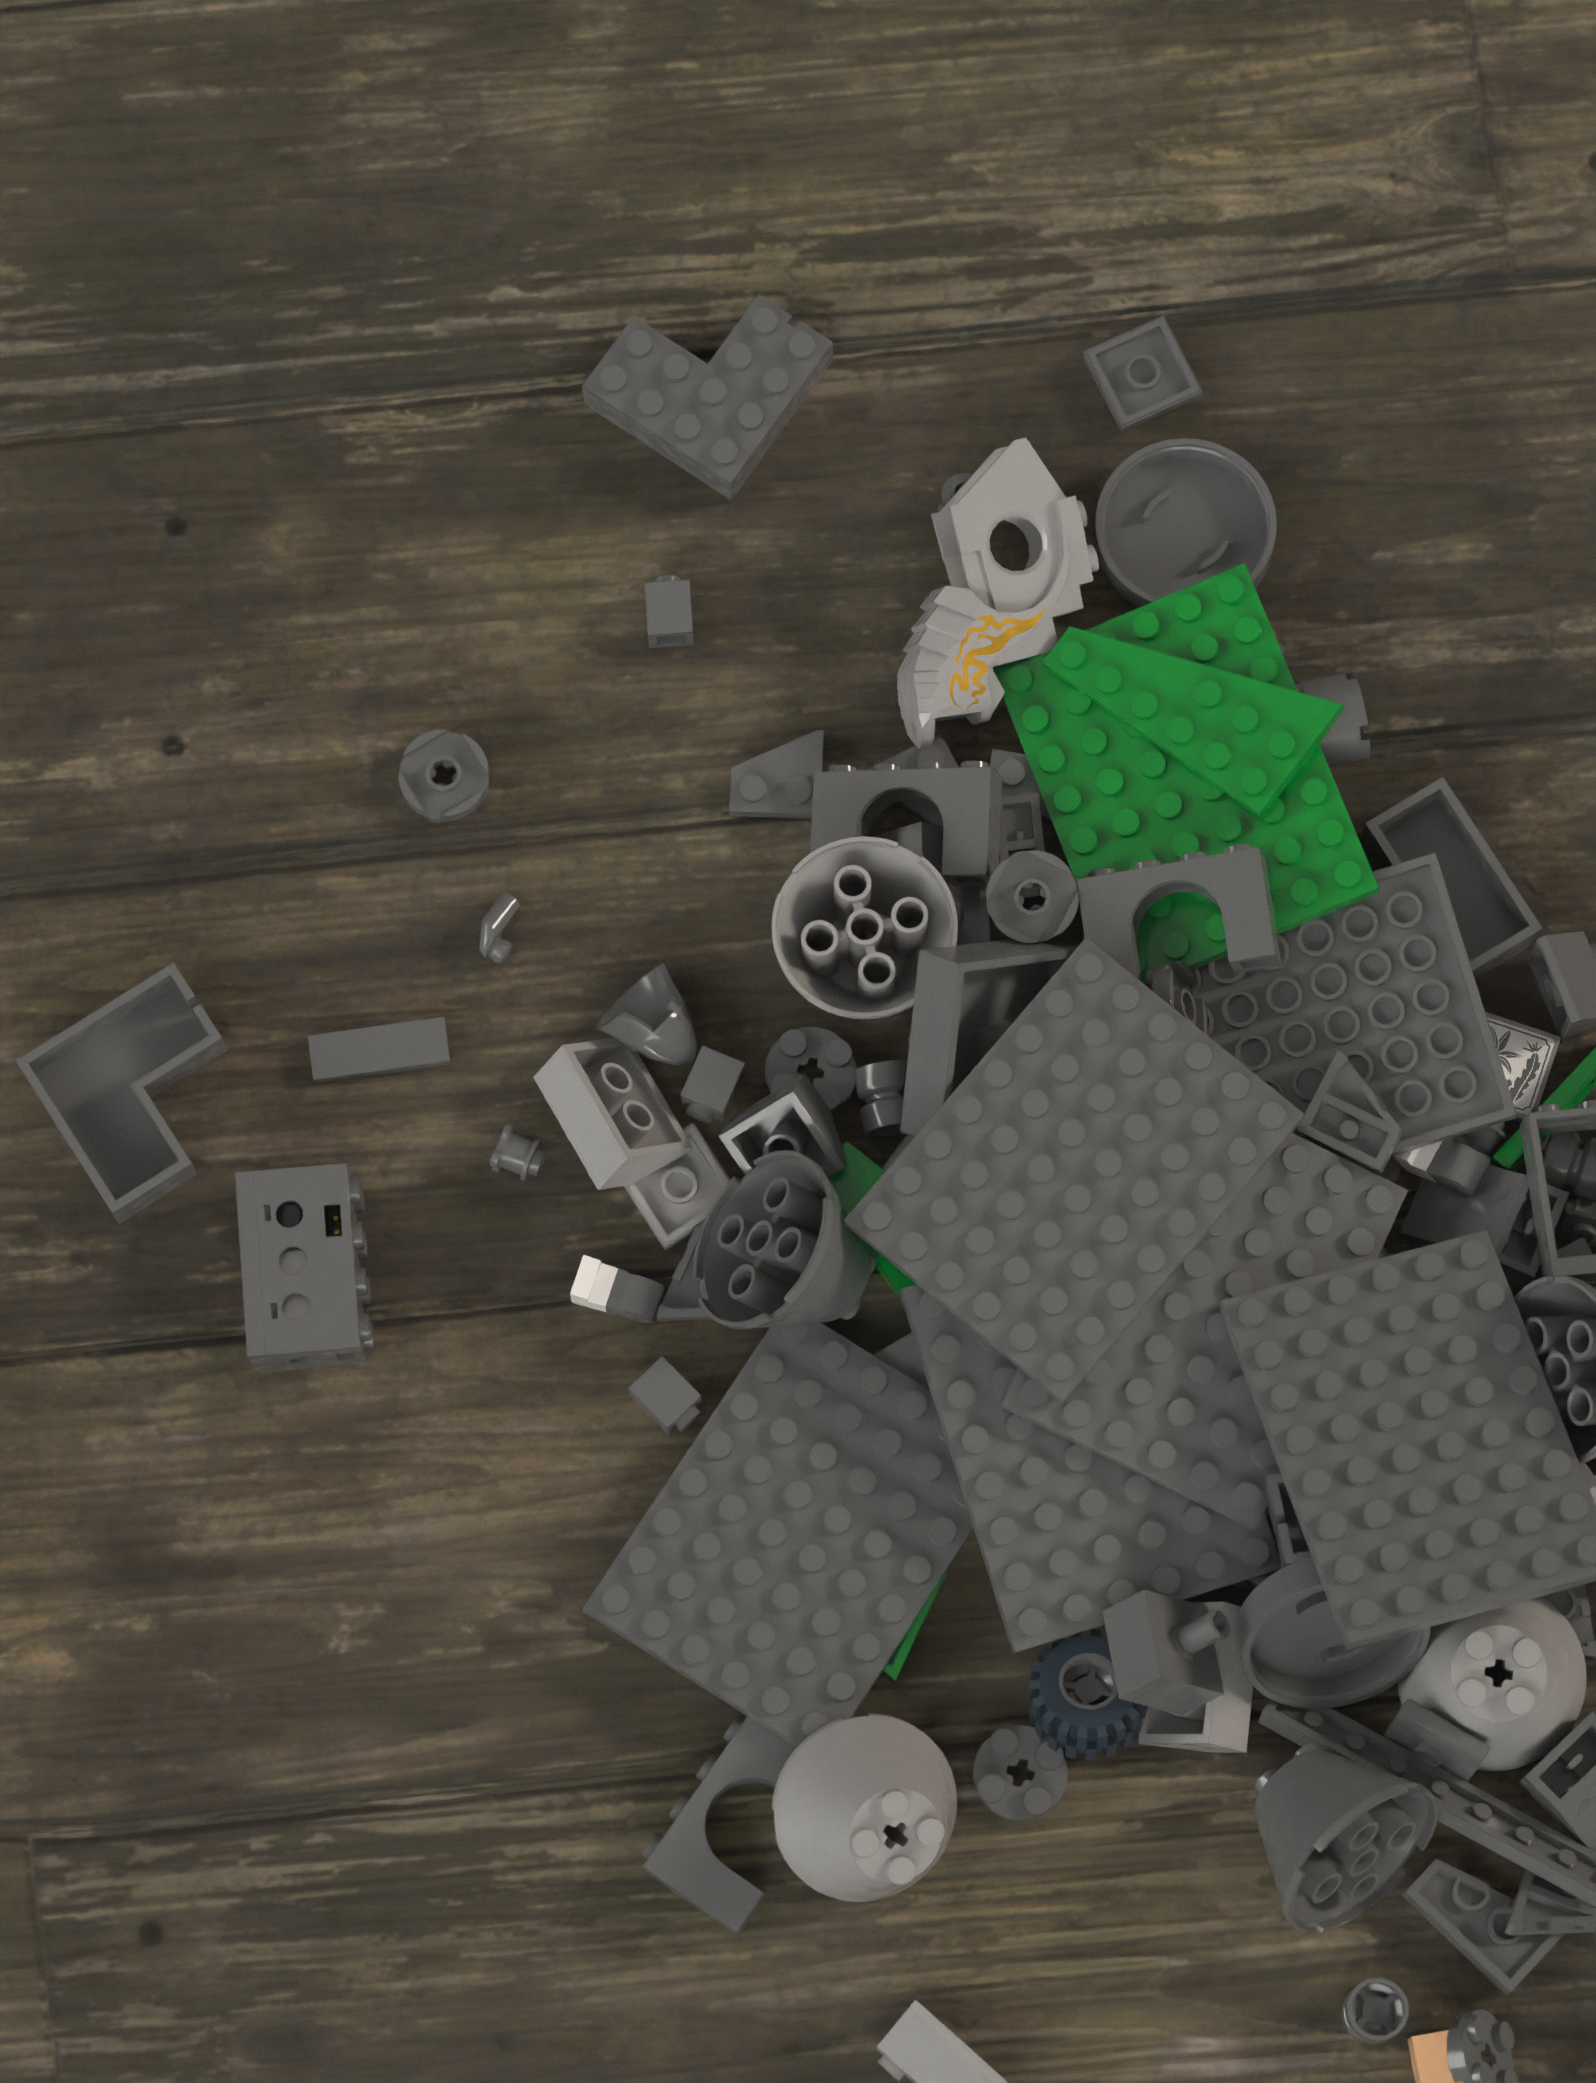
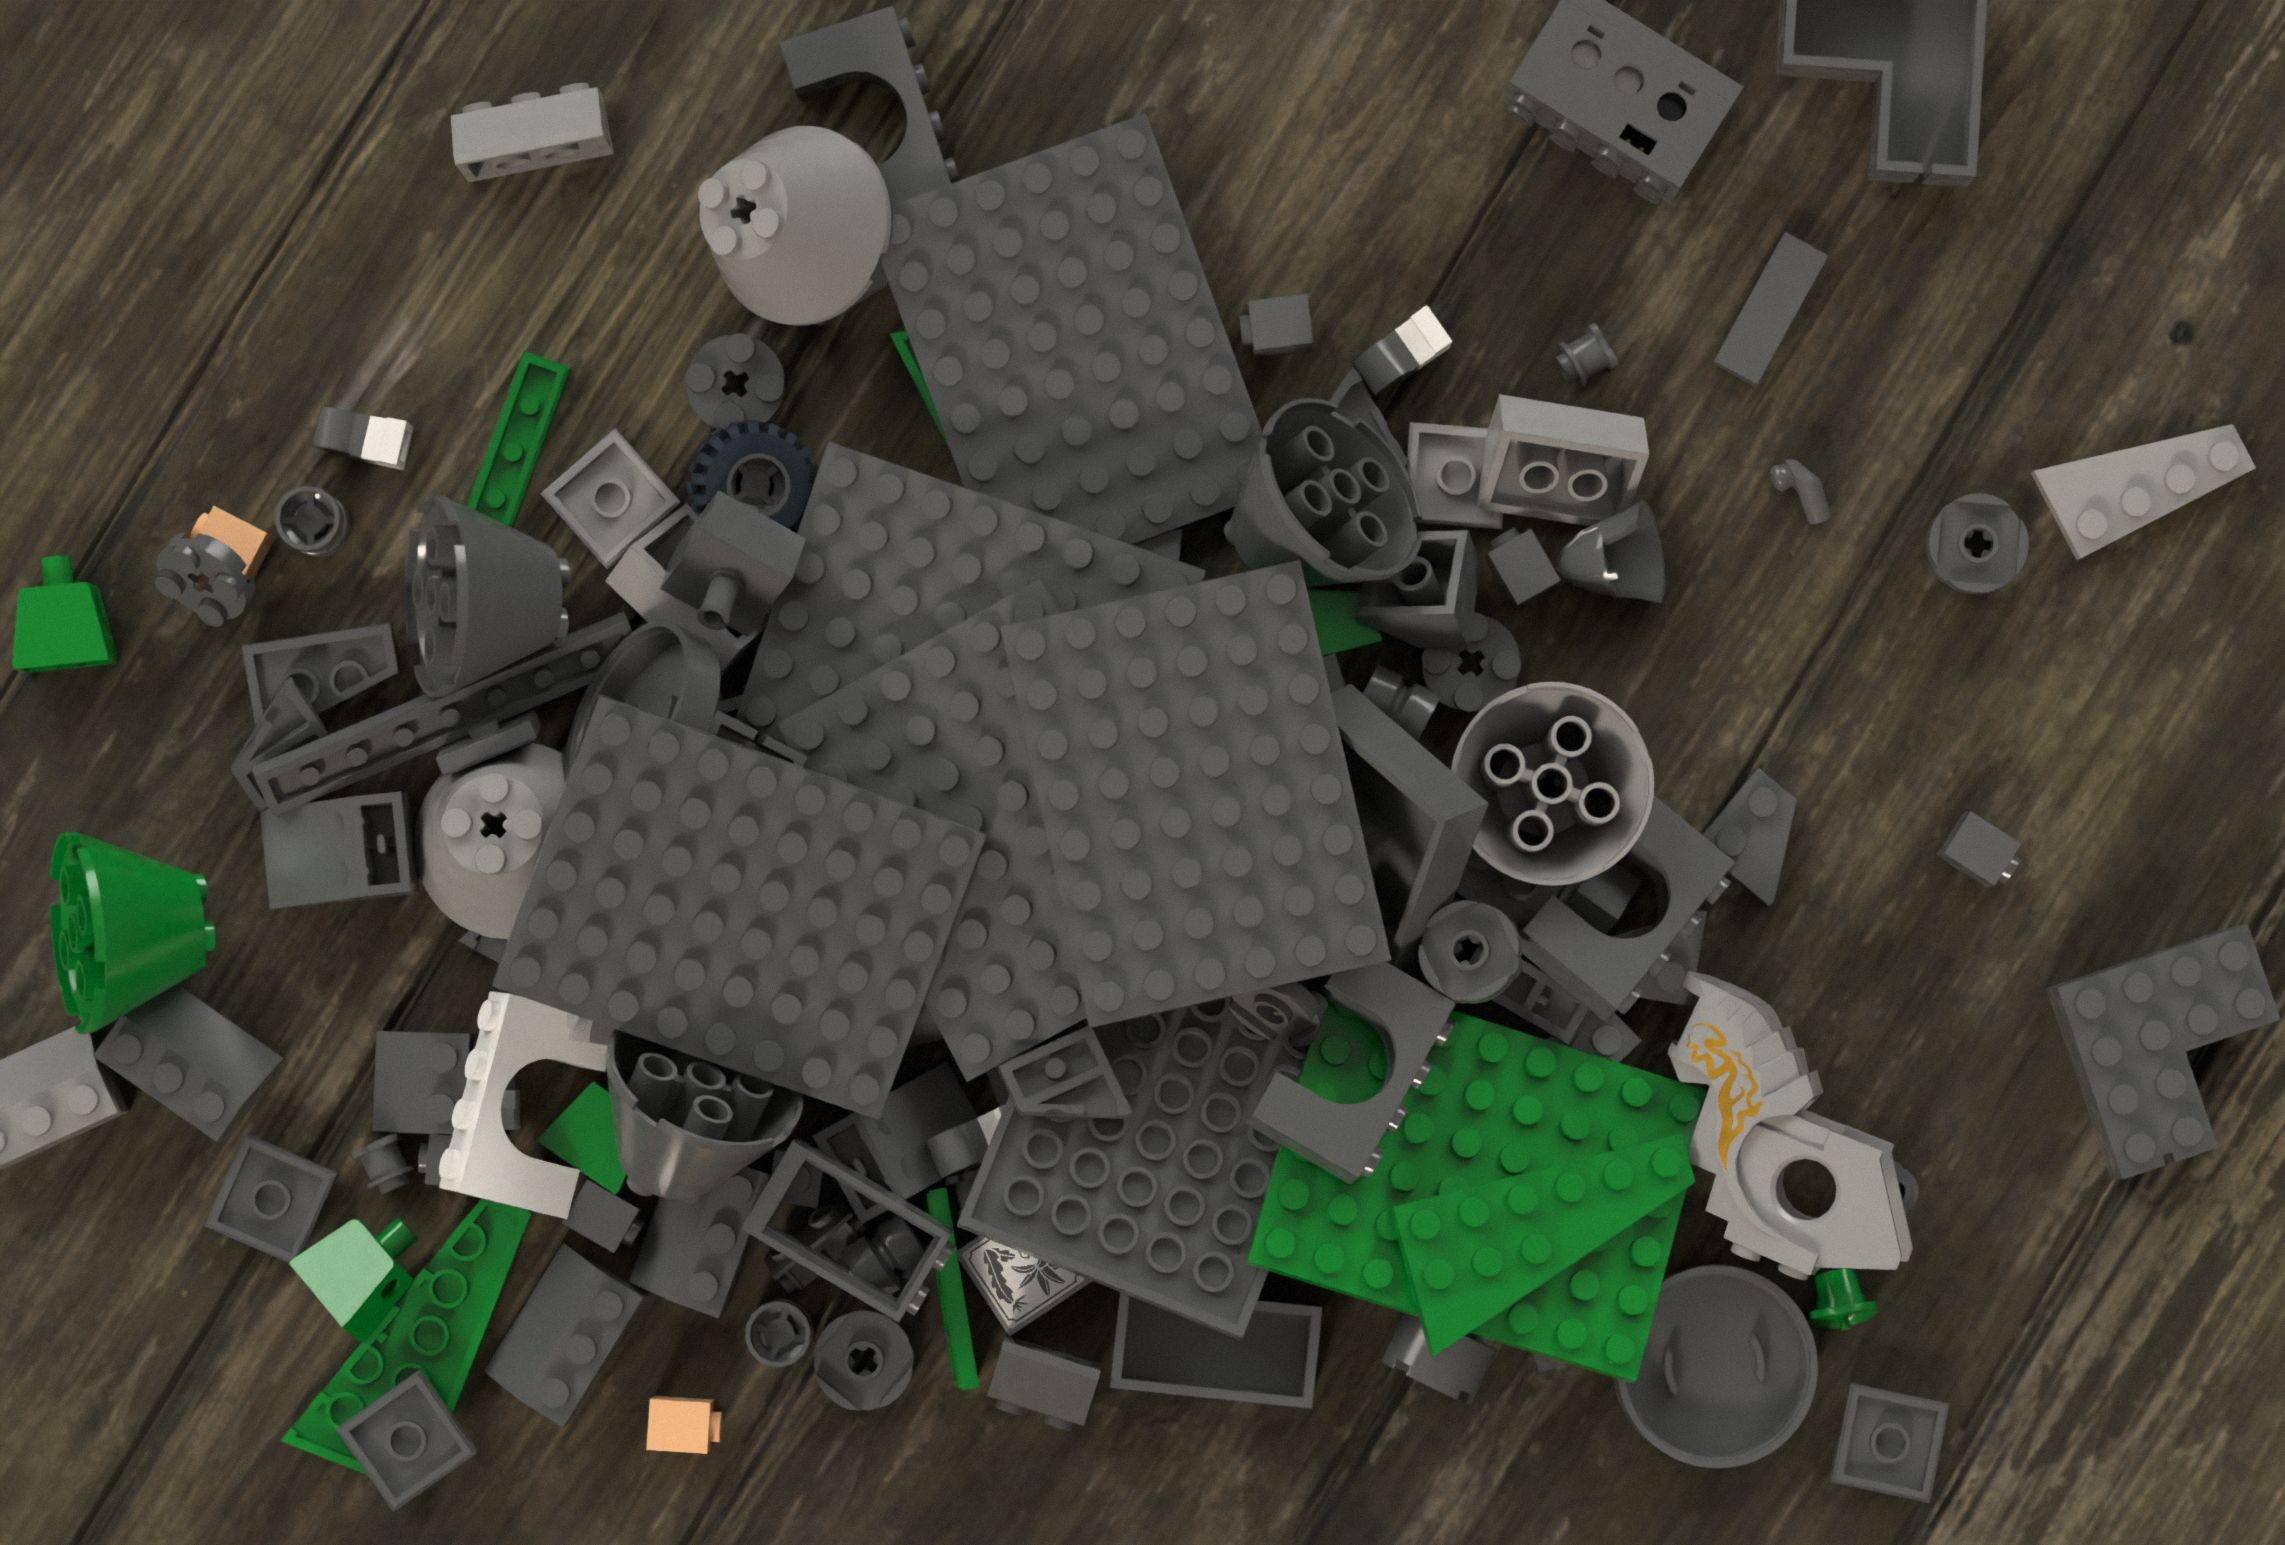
camera: 125 degrees right, 10 degrees up
(322, 700) = (2129, 488): none -> light grey wing
(1072, 474) = (1840, 1301): none -> green piece
(1179, 1802) = (611, 498): none -> light grey tile
(1192, 1906) = (519, 438): none -> green tile
(1280, 2026) = (363, 437): none -> leg

